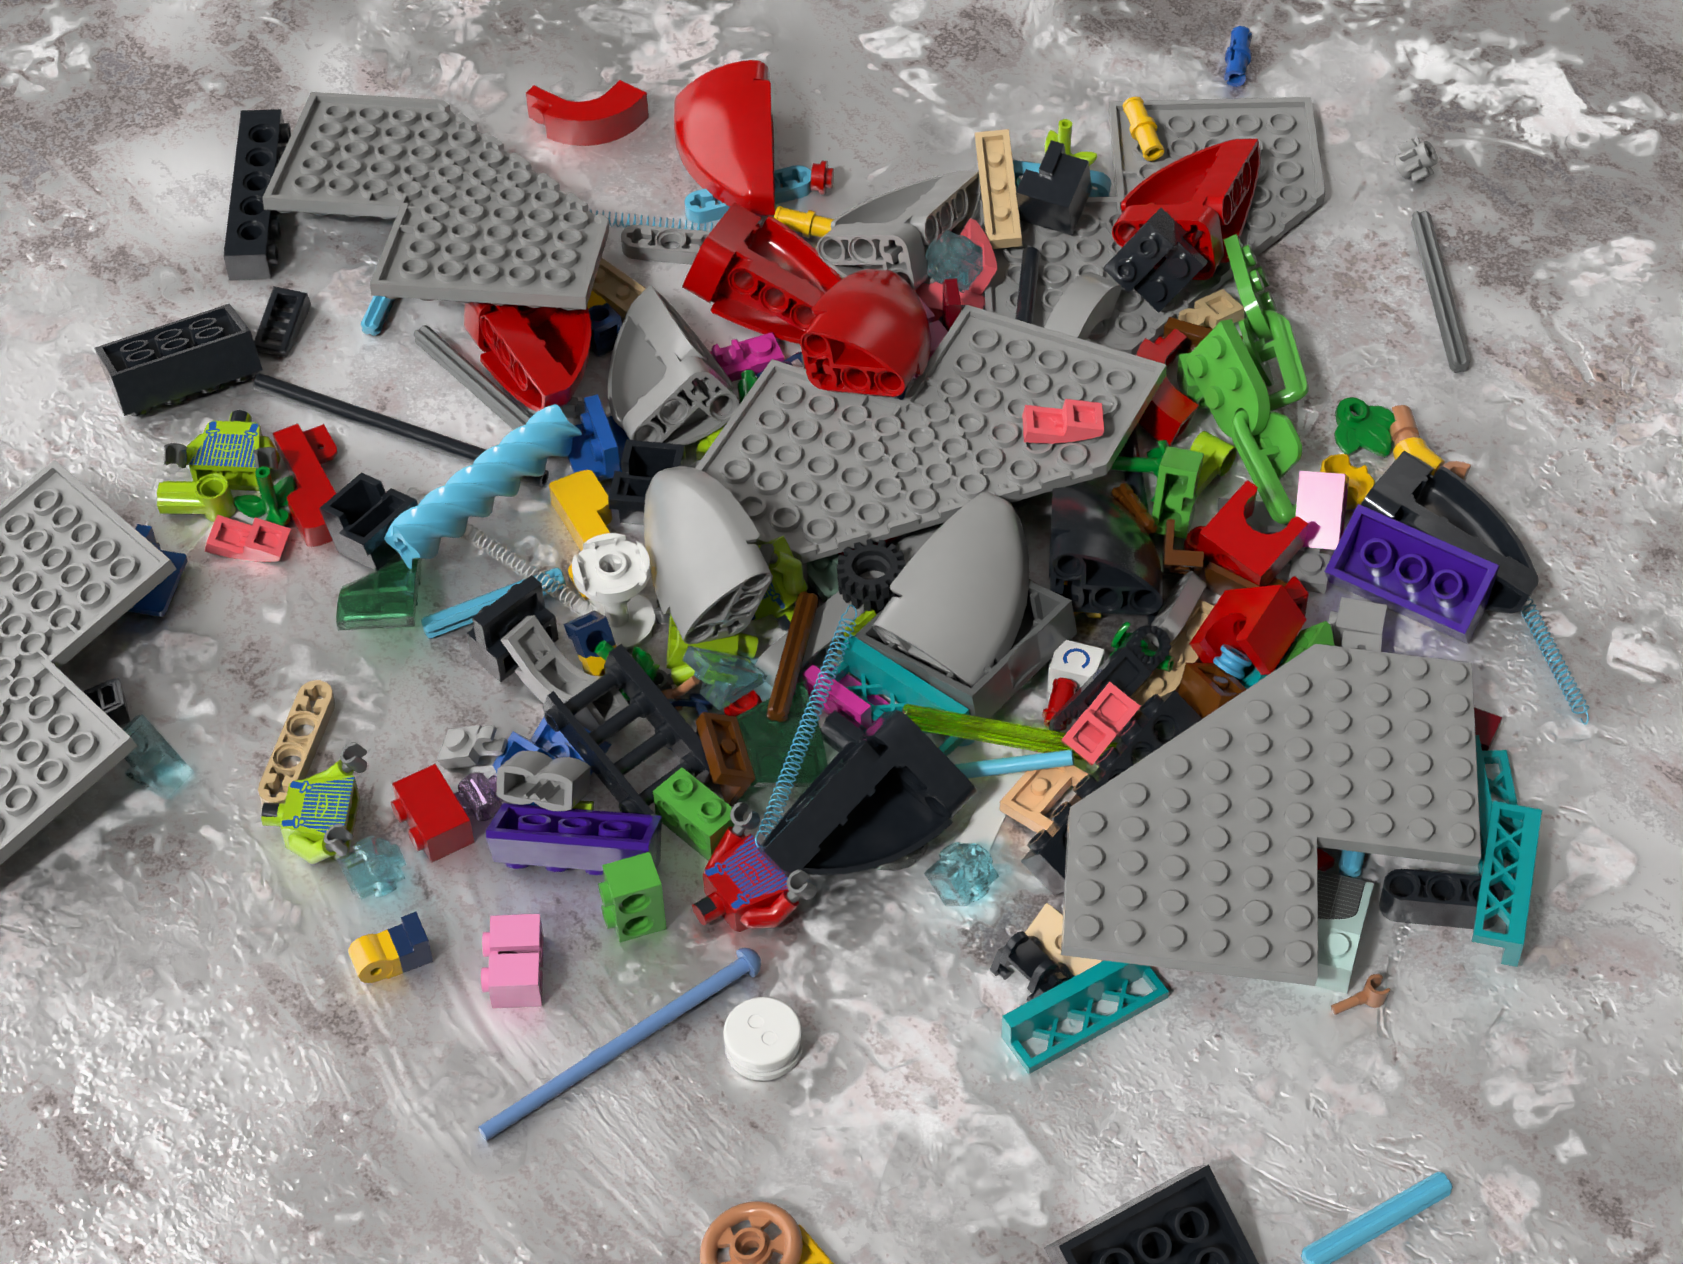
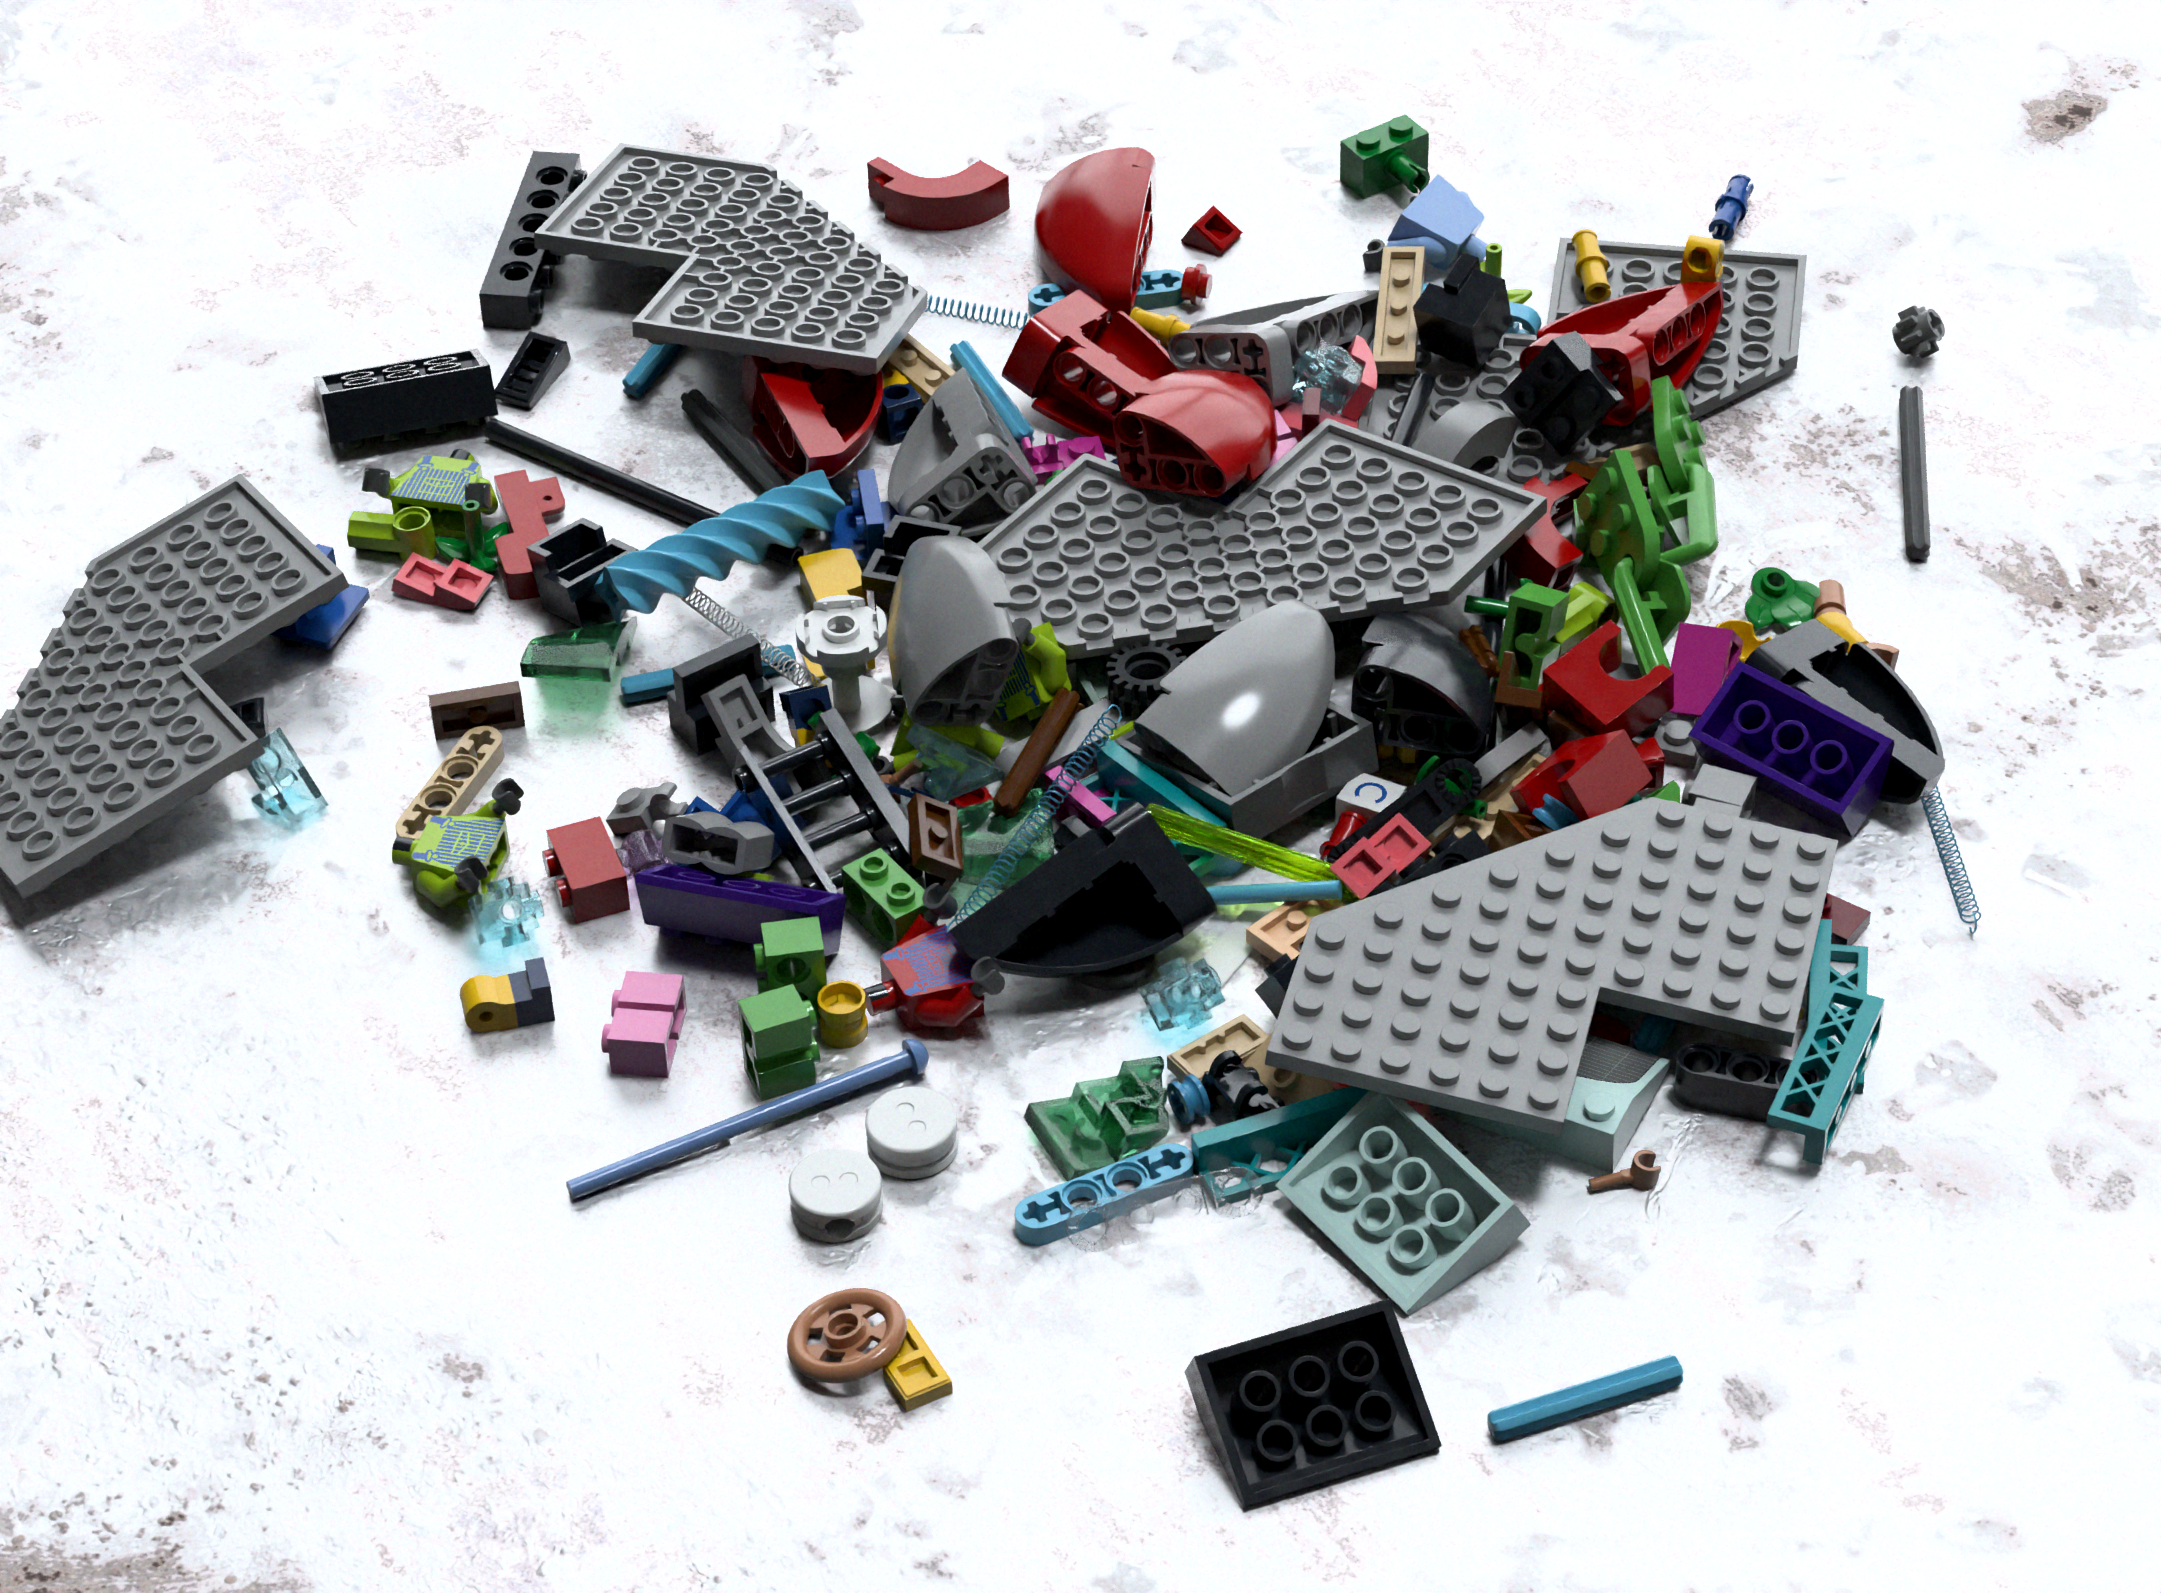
camera: 10 degrees right, 10 degrees down
(303, 663) = (464, 709): none -> reddish brown panel
(635, 970) = (778, 1041): none -> bright green brick
(651, 275) = (965, 356): none -> medium azure axle
(660, 235) = (980, 331): light grey beam -> none
(680, 929) = (842, 1014): none -> yellow wheel
(712, 1110) = (835, 1195): none -> white head
(822, 124) = (1212, 233): none -> red slope
(921, 1003) = (1103, 1118): none -> clear green slope
(931, 1070) = (1052, 1206): none -> medium azure beam
(952, 39) = (1386, 157): none -> green brick
(987, 974) = (1188, 1099): none -> dark azure bush
(991, 1086) = (1164, 1209): none -> clear plate
(997, 925) = (1196, 1057): none -> tan plate
(1008, 102) = (1440, 221): none -> light blue torso
(1072, 423) = (1421, 543): coral slope -> none
(1187, 1056) = (1402, 1201): none -> light aqua slope
(1238, 120) = (1702, 260): none -> yellow leg

